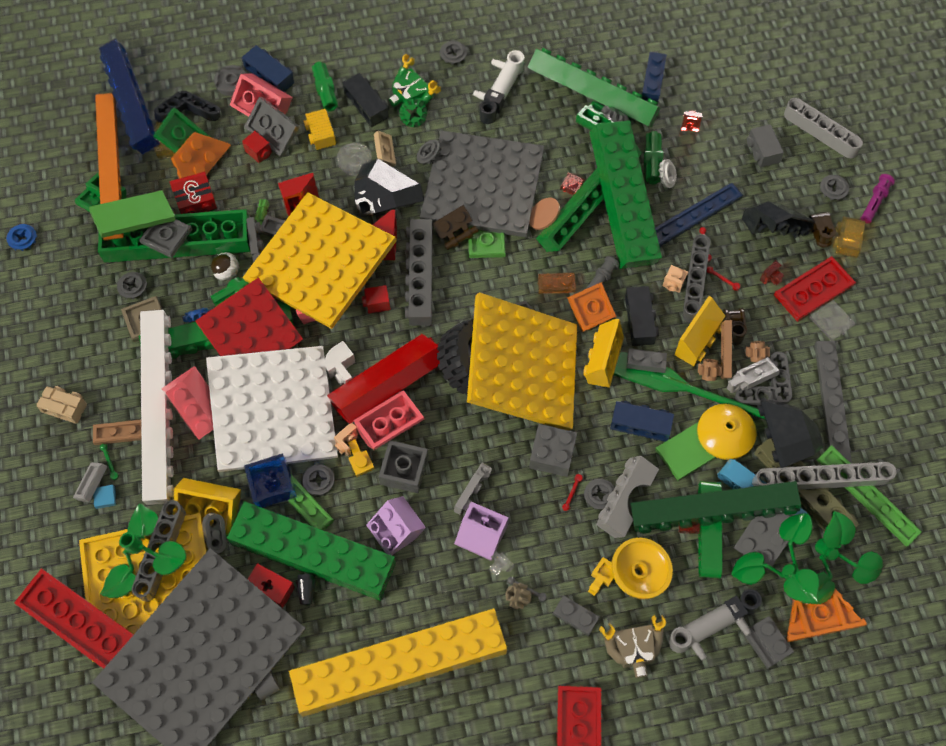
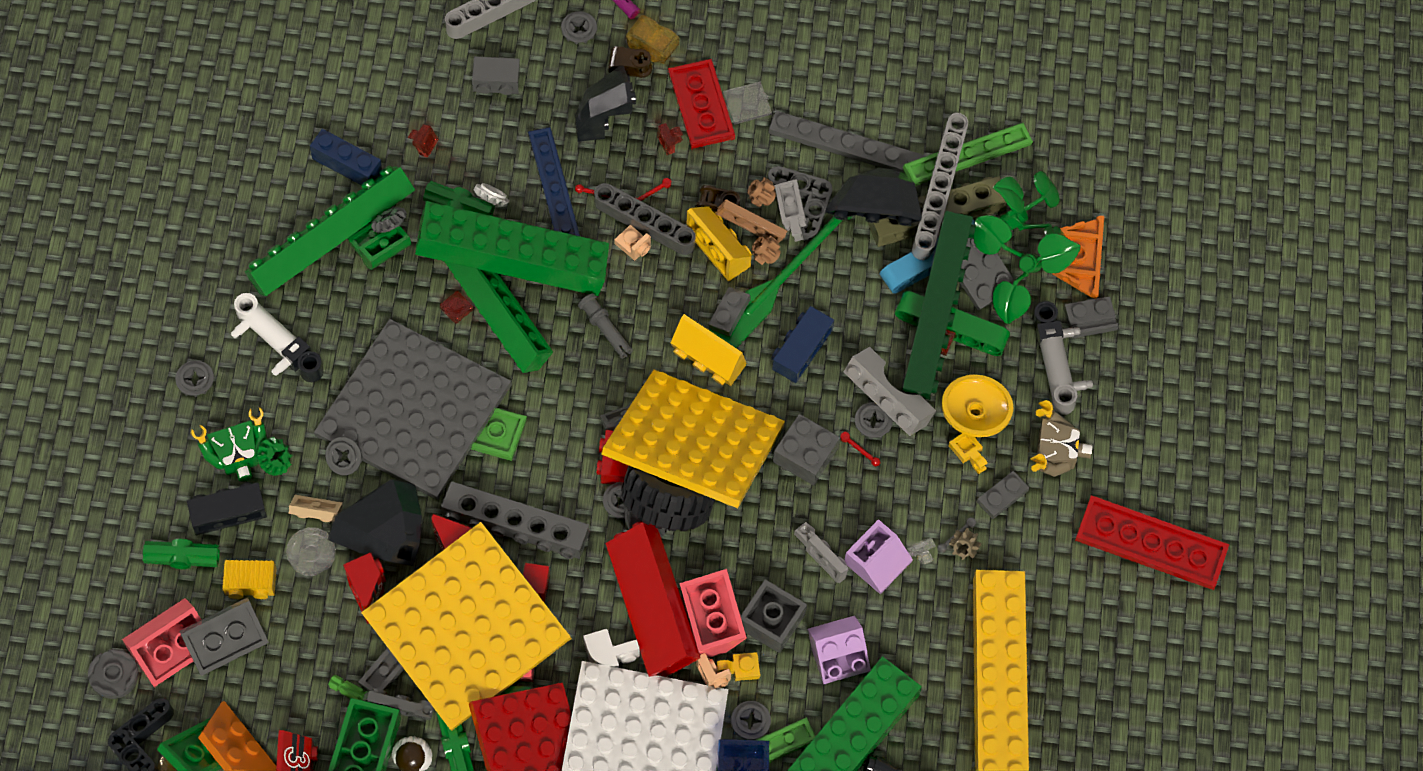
camera: 75 degrees left, 0 degrees up
(257, 147) = (245, 665): red brick -> none
(268, 68) = (120, 618): dark blue brick -> none
(295, 189) = (352, 632): red slope -> none
(336, 190) = (365, 580): none -> red slope
(452, 222) = (463, 458): dark brown plate -> none
(544, 213) = (491, 350): nougat piece -> none
(556, 283) = (588, 373): clear orange plate -> none
(591, 306) = (639, 344): orange tile -> none
(641, 316) = (669, 296): black brick -> none
(684, 453) = (849, 298): bright green tile -> none
(722, 441) = (842, 273): yellow dish -> none

